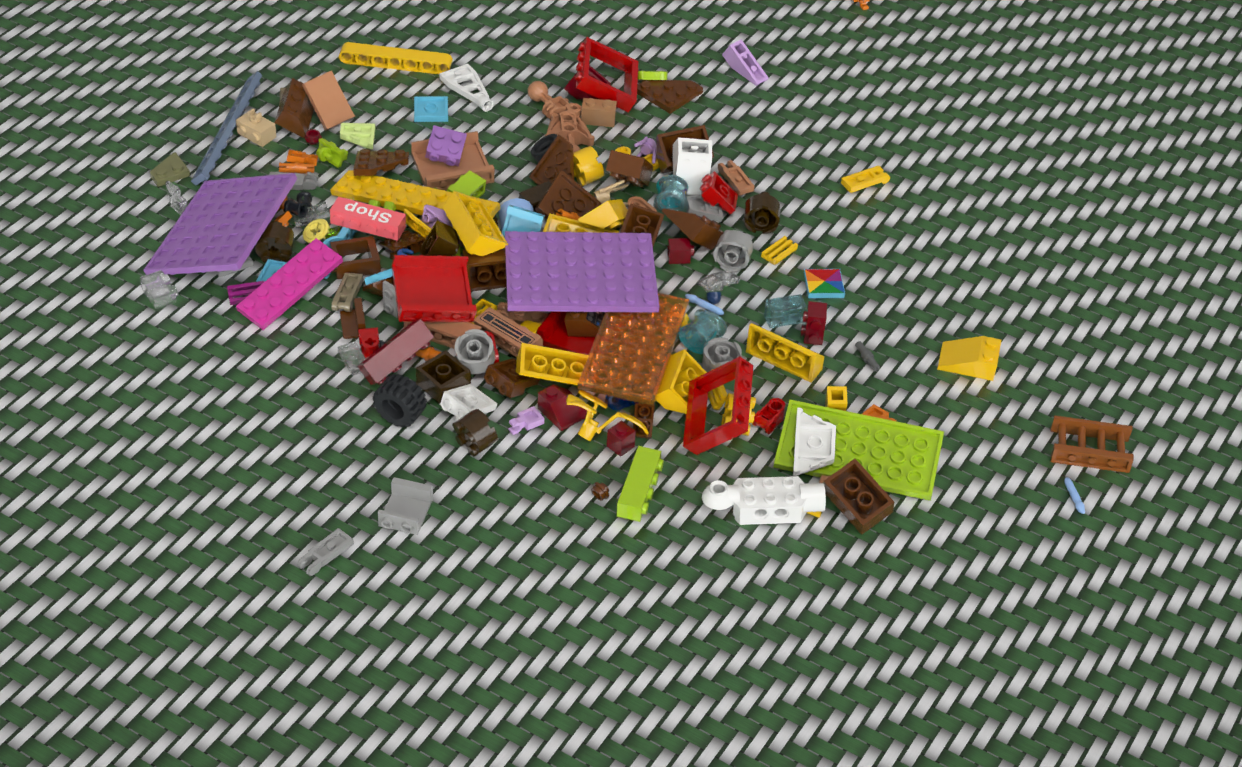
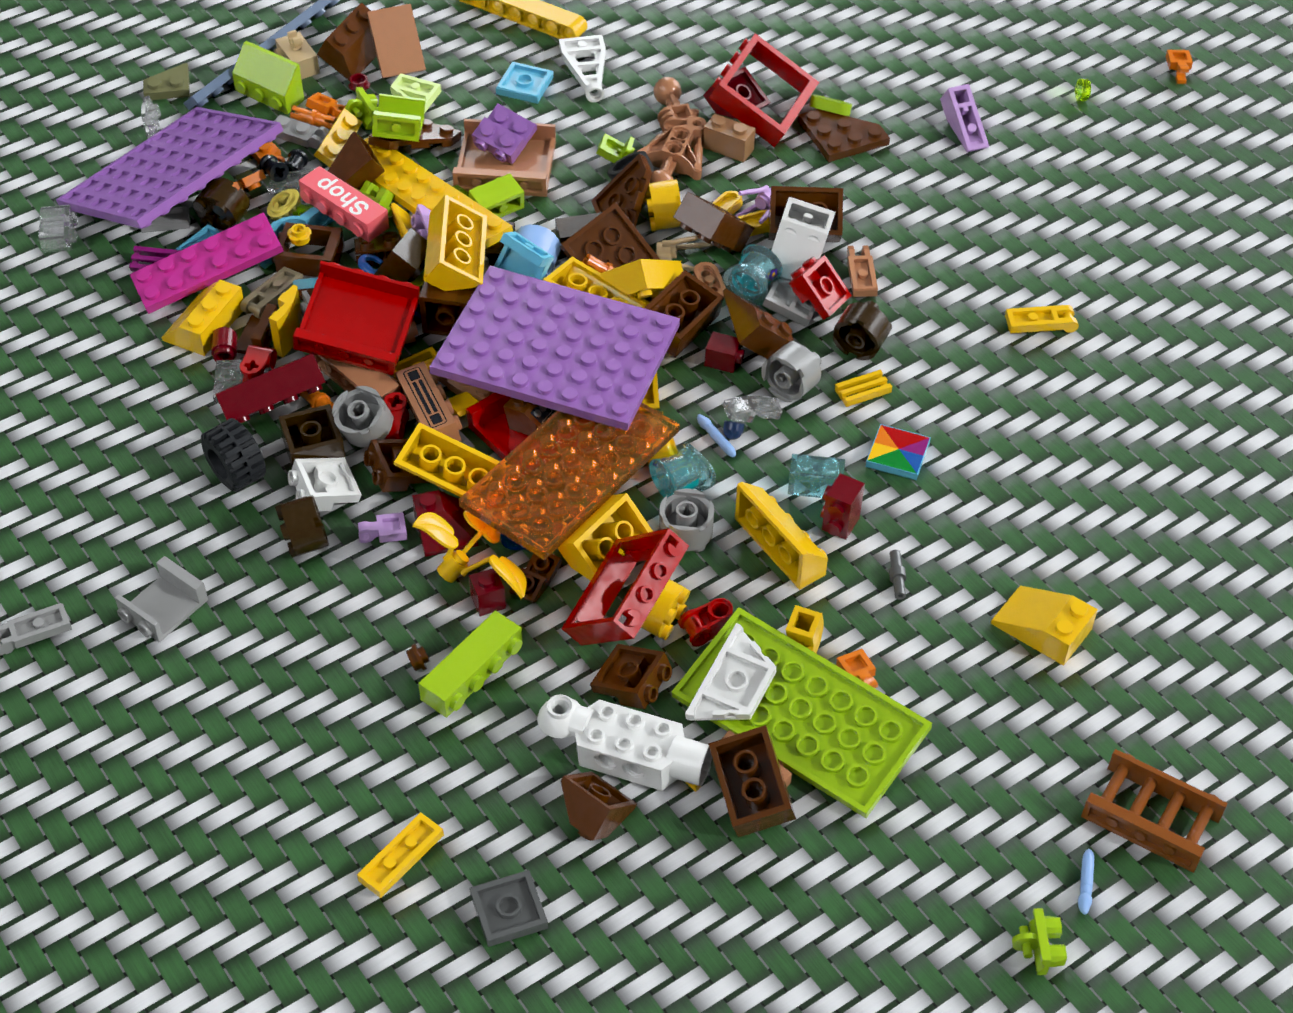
camera: 25 degrees right, 5 degrees up
(248, 147) = (268, 78): none -> lime slope
(309, 320) = (211, 309): none -> yellow slope
(324, 177) = (337, 136): none -> yellow plate
(337, 334) = (224, 344): none -> dark red brick
(348, 247) = (299, 234): none -> yellow plate
(358, 187) = (356, 163): none -> reddish brown slope
(368, 151) = (399, 117): none -> lime panel
(374, 304) = (285, 320): none -> yellow slope
(525, 139) = (613, 149): none -> lime bracket
(664, 608) = (400, 855): none -> yellow plate
(743, 460) = (632, 675): none -> reddish brown plate
(751, 616) = (508, 908): none -> dark grey plate
(768, 543) = (594, 805): none -> reddish brown slope
(808, 27) = (1082, 90): none -> clear neon green tile
(1067, 534) = (1041, 929): none -> lime hips

